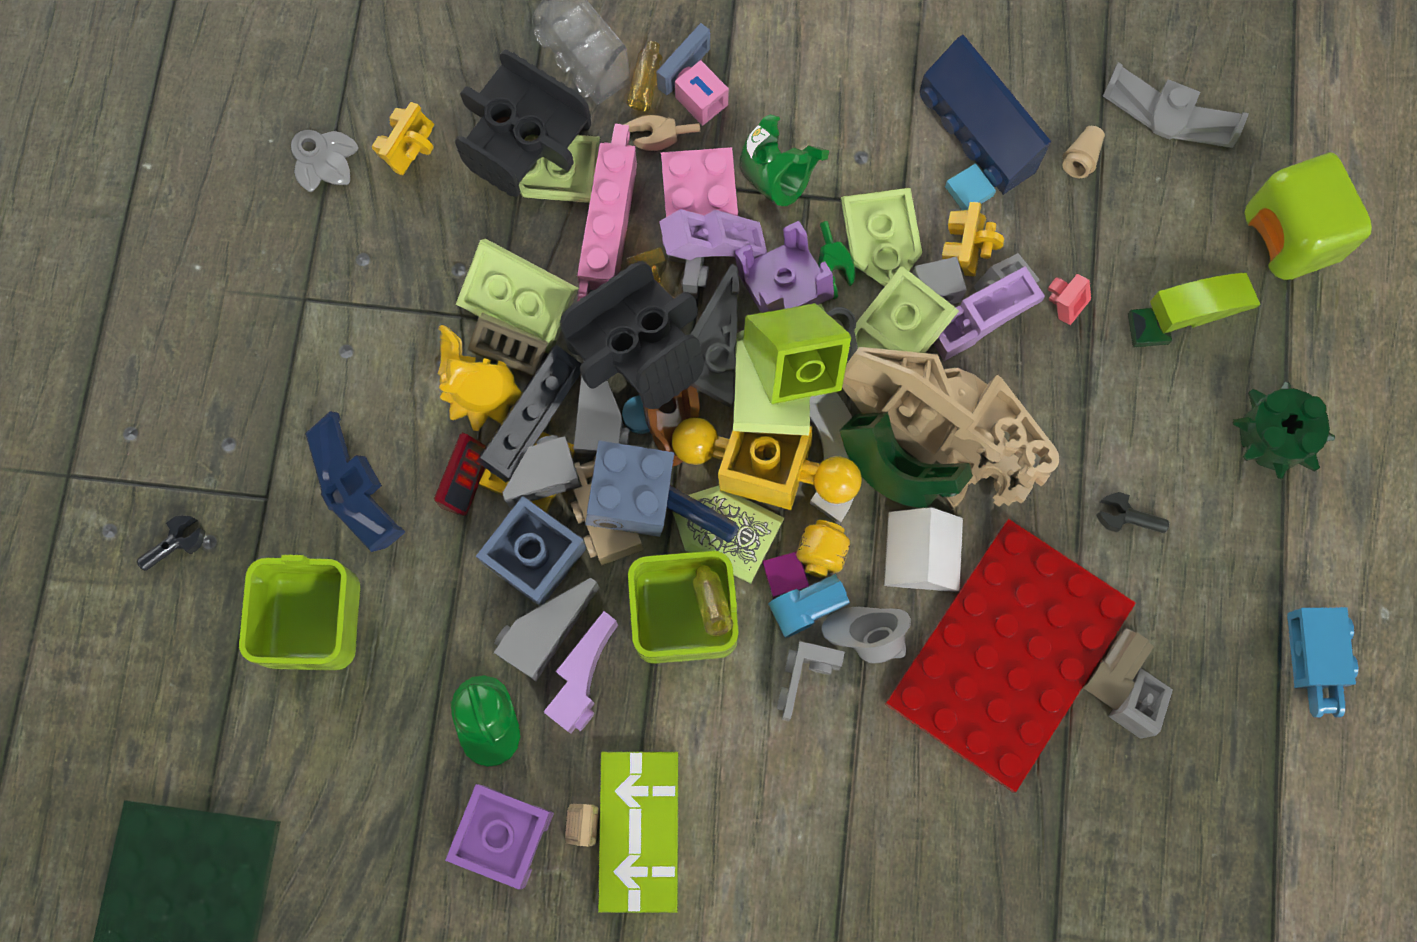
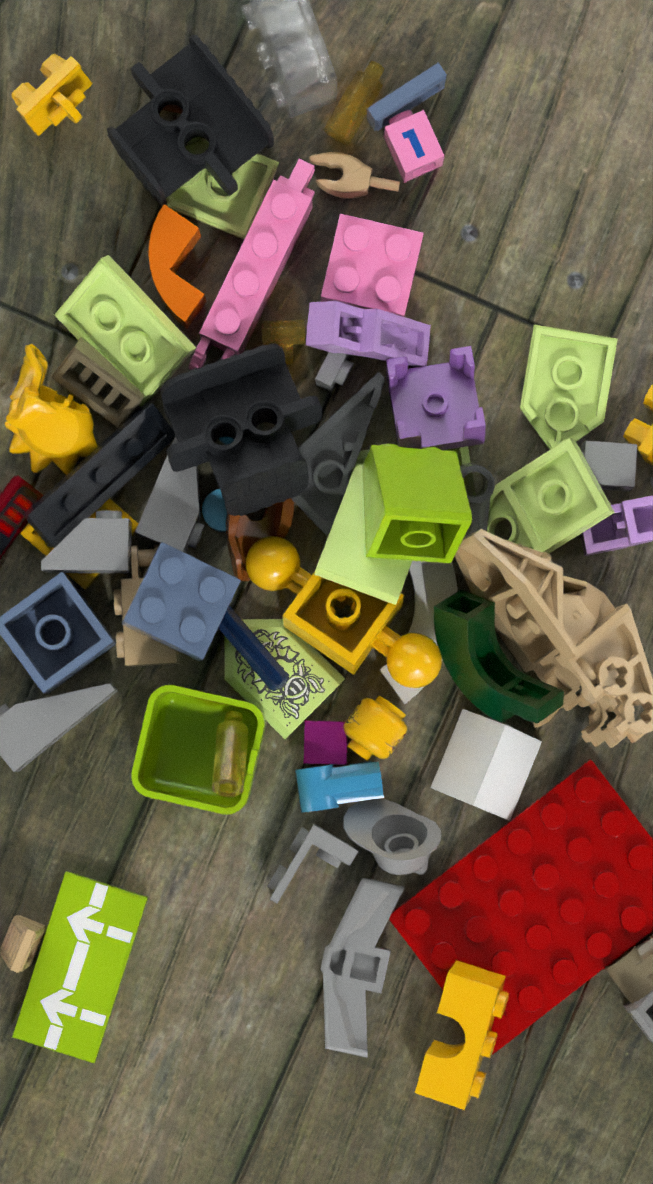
camera: 15 degrees right, 10 degrees up
(533, 220) = (169, 246): none -> orange brick
(572, 704) = (50, 812): lavender slope -> none
(773, 173) = (465, 271): green piece -> none
(836, 257) = (501, 394): green hand -> none
(875, 752) = (356, 965): none -> light grey plate
(988, 816) = (473, 1000): none -> yellow arch

